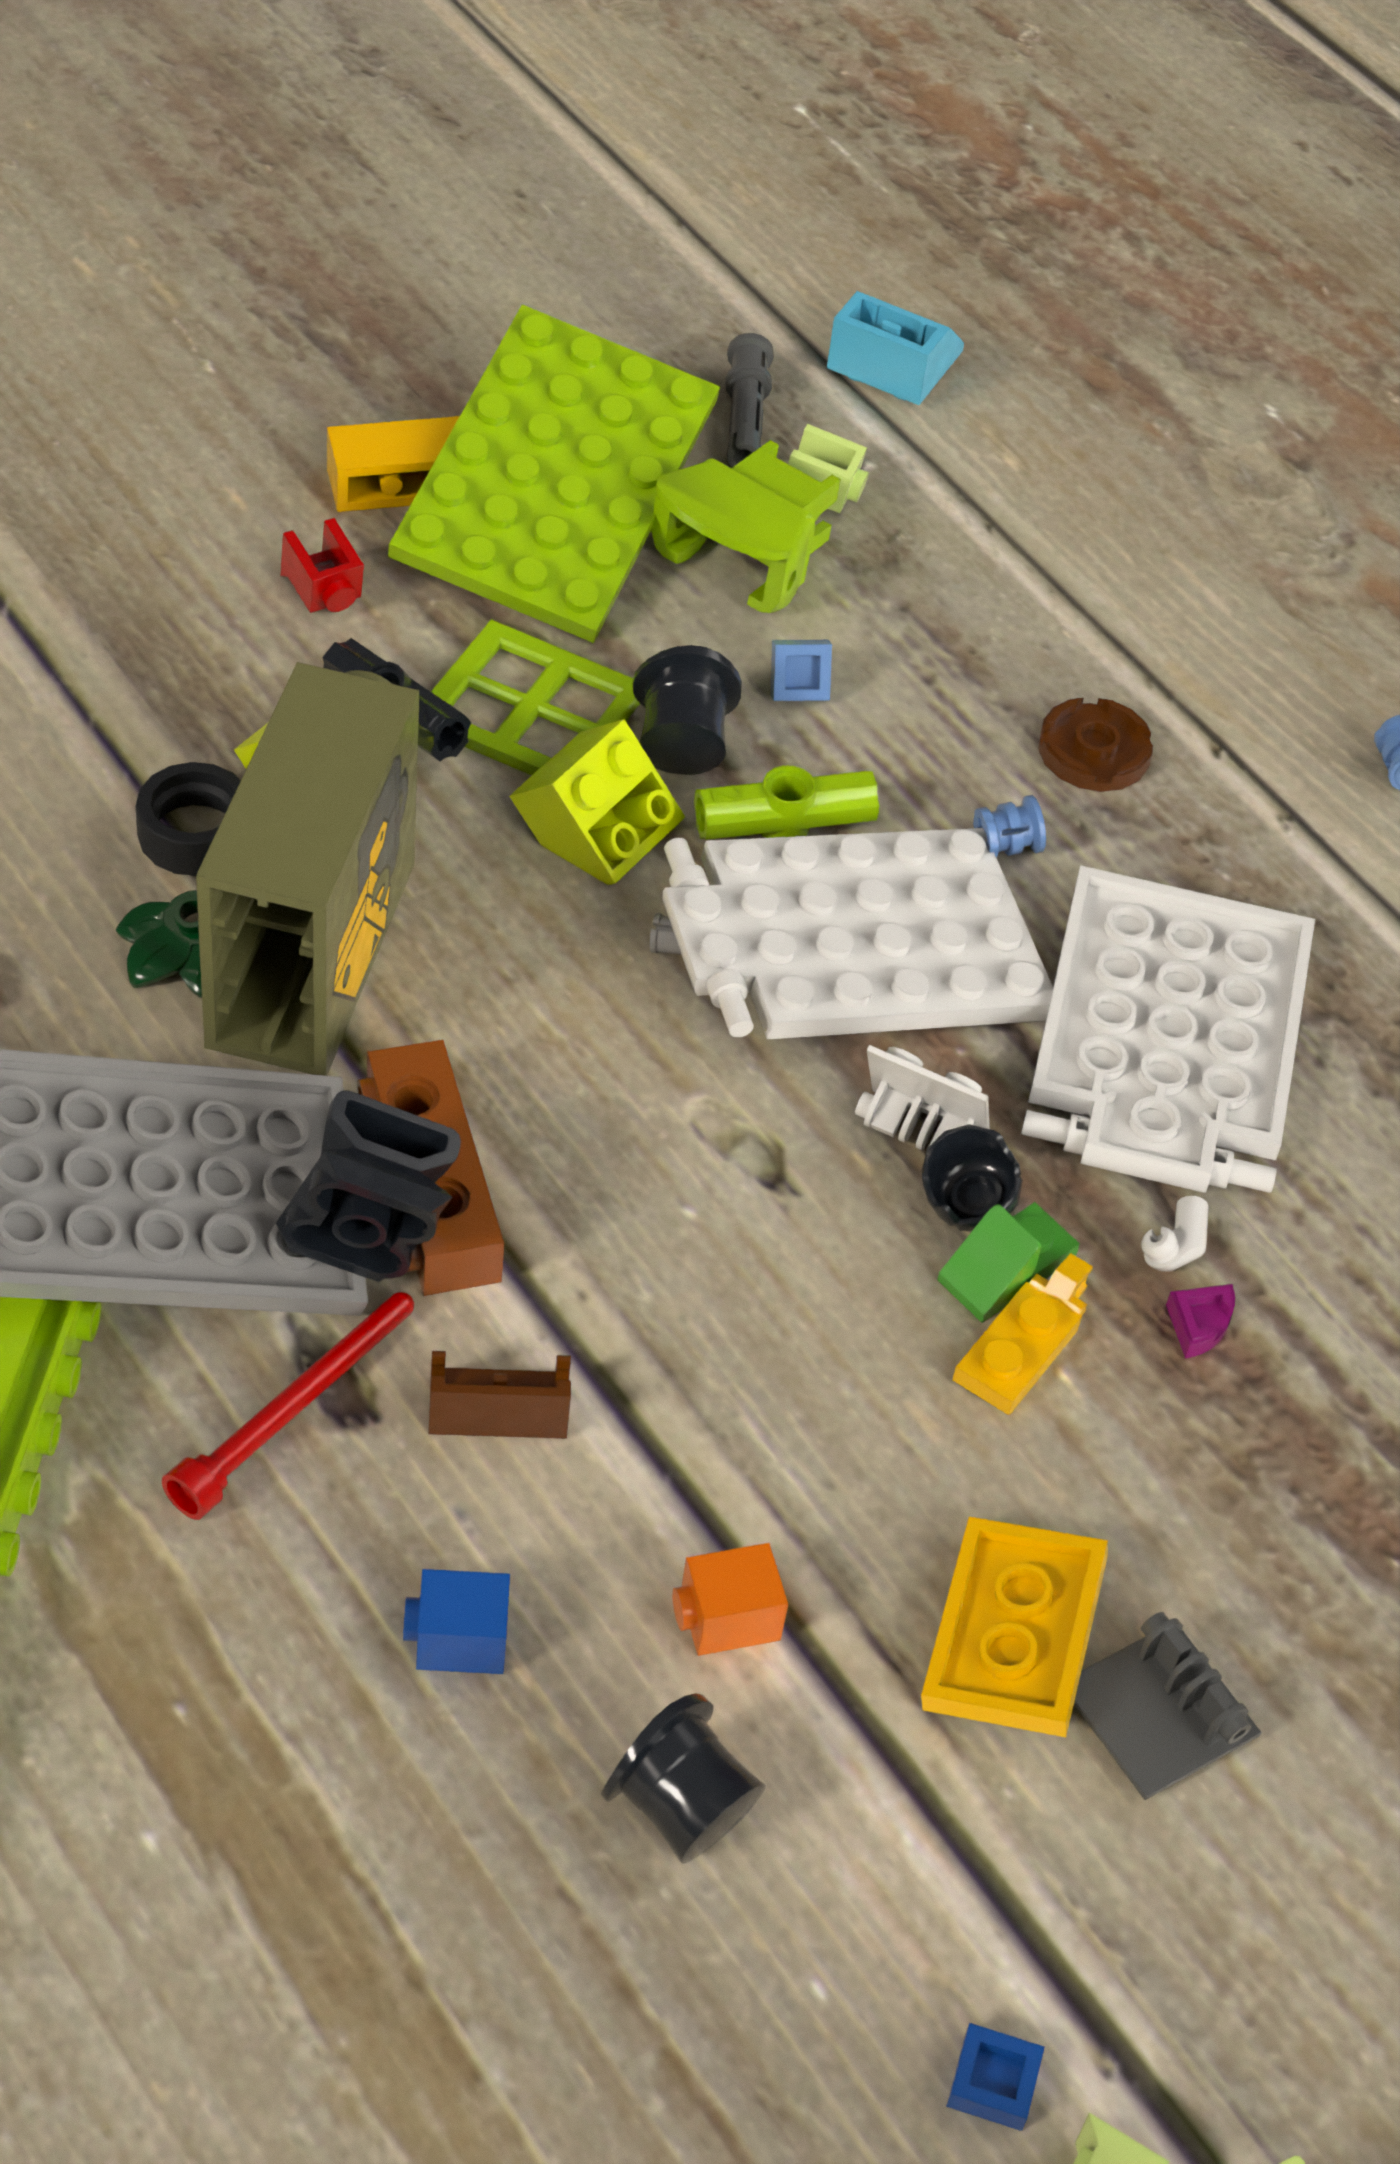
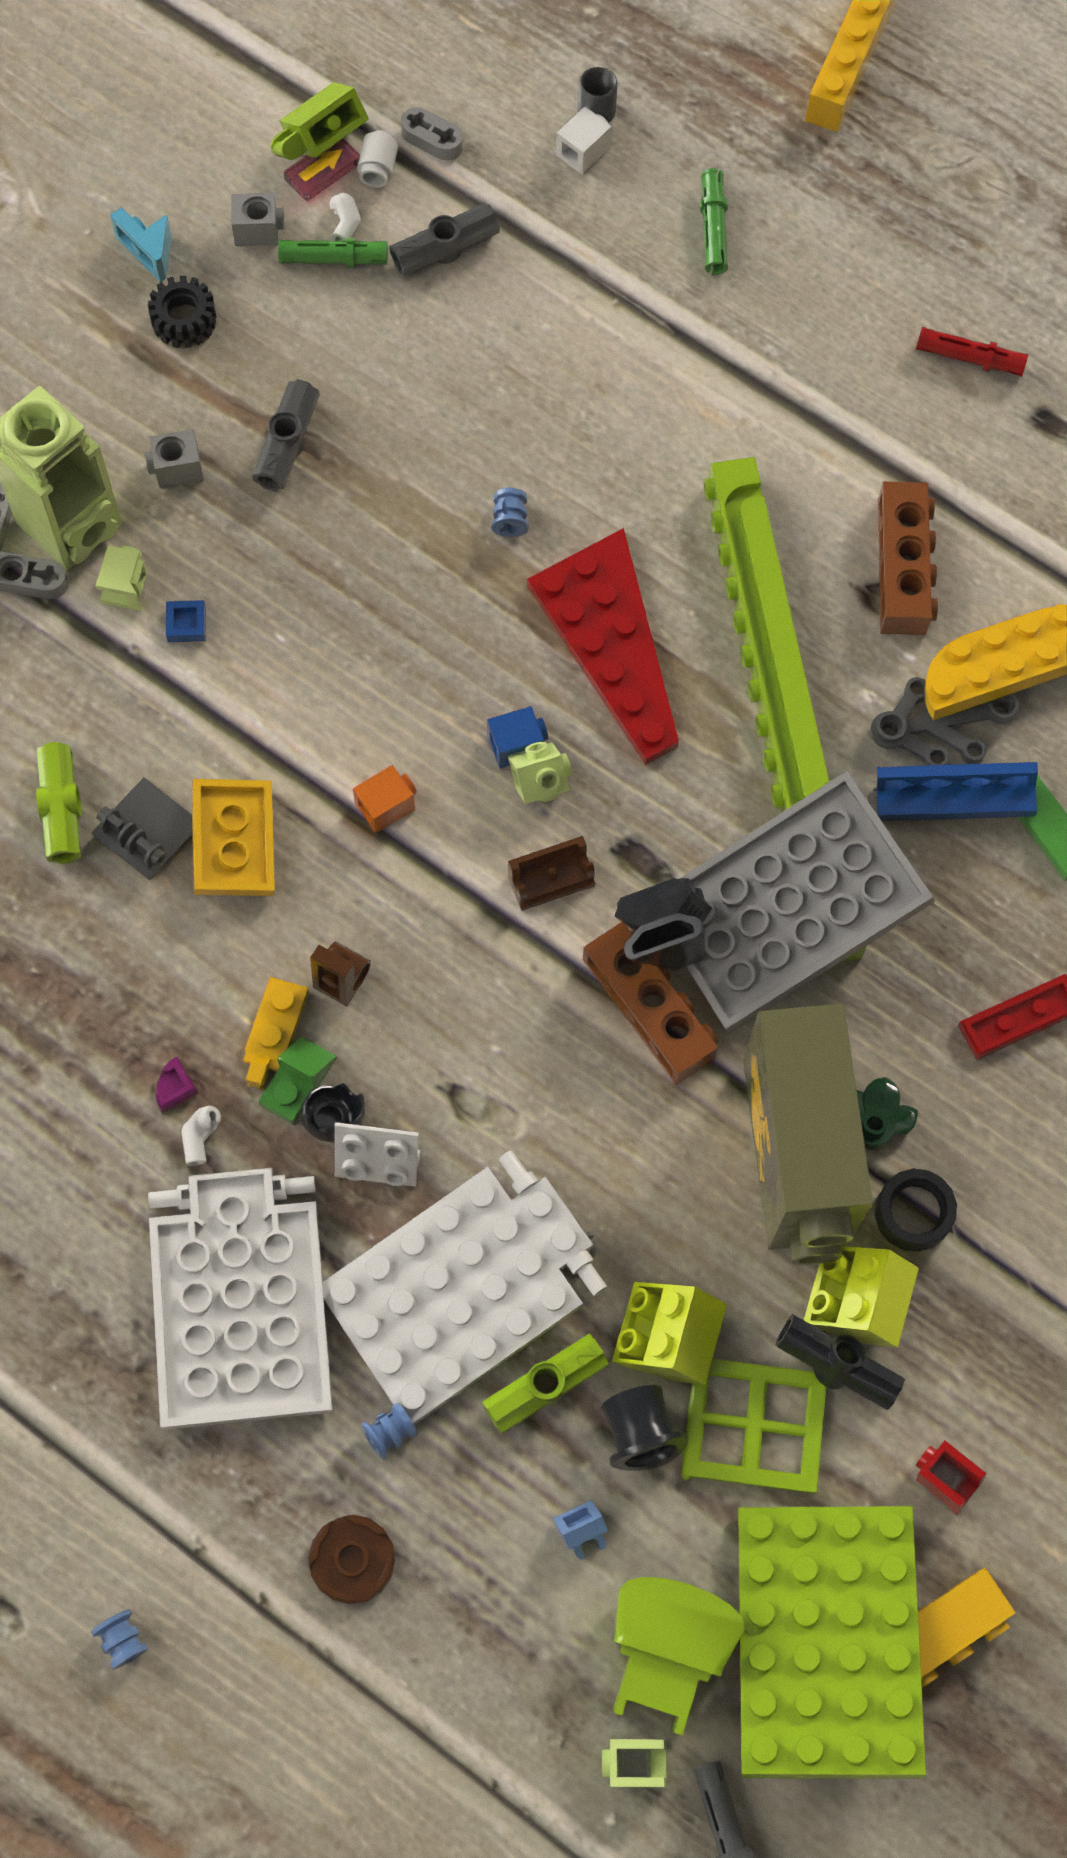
camera: 165 degrees right, 20 degrees up
(198, 1483) = (682, 766): red piece -> none
(202, 1791) = (604, 624): none -> red wing
(278, 2057) = (510, 512): none -> medium blue bush
(450, 1511) = (540, 772): none -> yellowish green brick
(685, 1778) = (374, 686): black piece -> none
(908, 1352) = (338, 971): none -> reddish brown plate
(1311, 1797) = (59, 803): none -> lime piece

